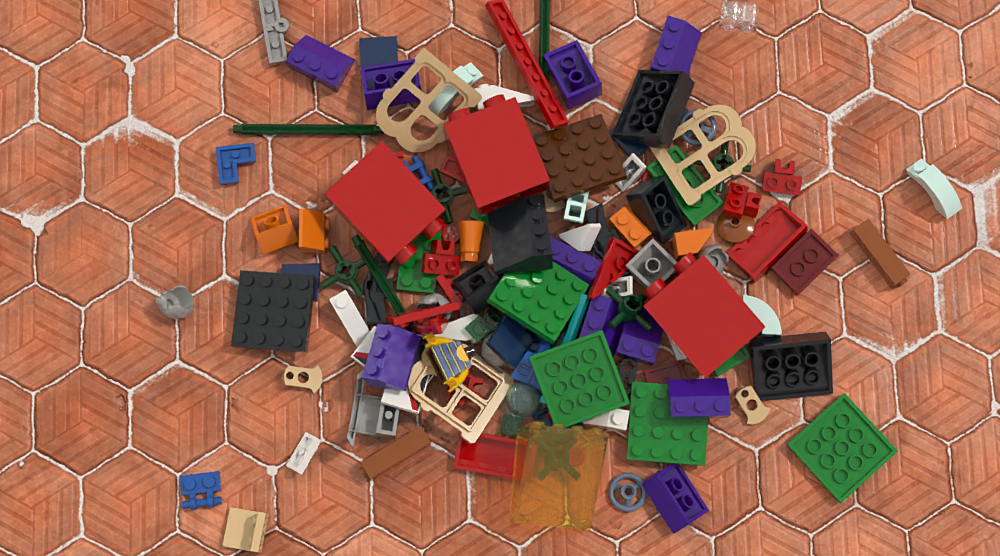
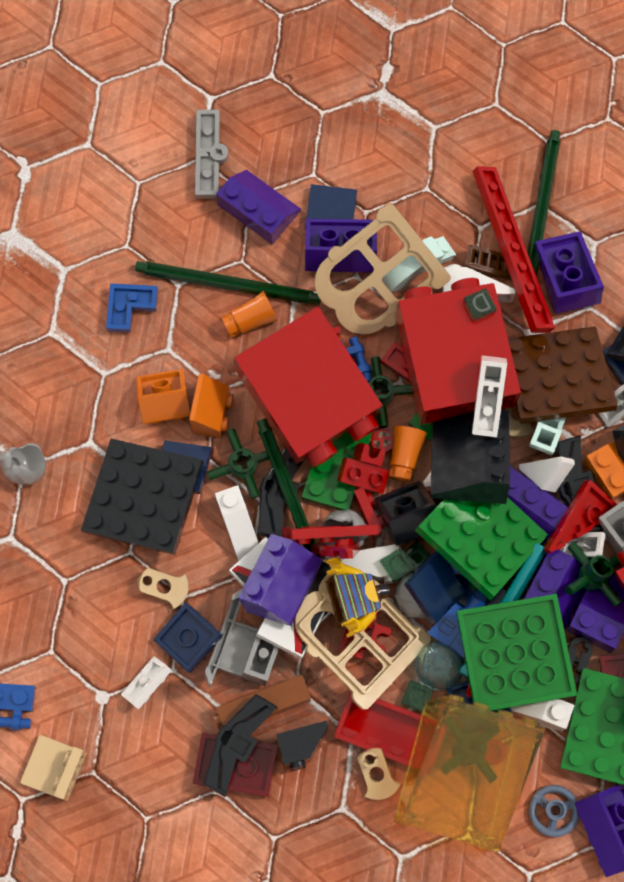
camera: 10 degrees right, 5 degrees down
(329, 413) = (188, 637): none -> dark blue tile
(330, 153) = (249, 316): none -> orange plant
(380, 485) = (236, 742): none -> black plate
(382, 502) = (249, 777): none -> dark red plate
(429, 478) = (301, 744): none -> black slope
(492, 500) = (382, 788): none -> tan piece
(506, 84) = (489, 255): none -> reddish brown slope
(507, 116) = (480, 304): none -> tile
(525, 187) = (489, 396): none -> white slope

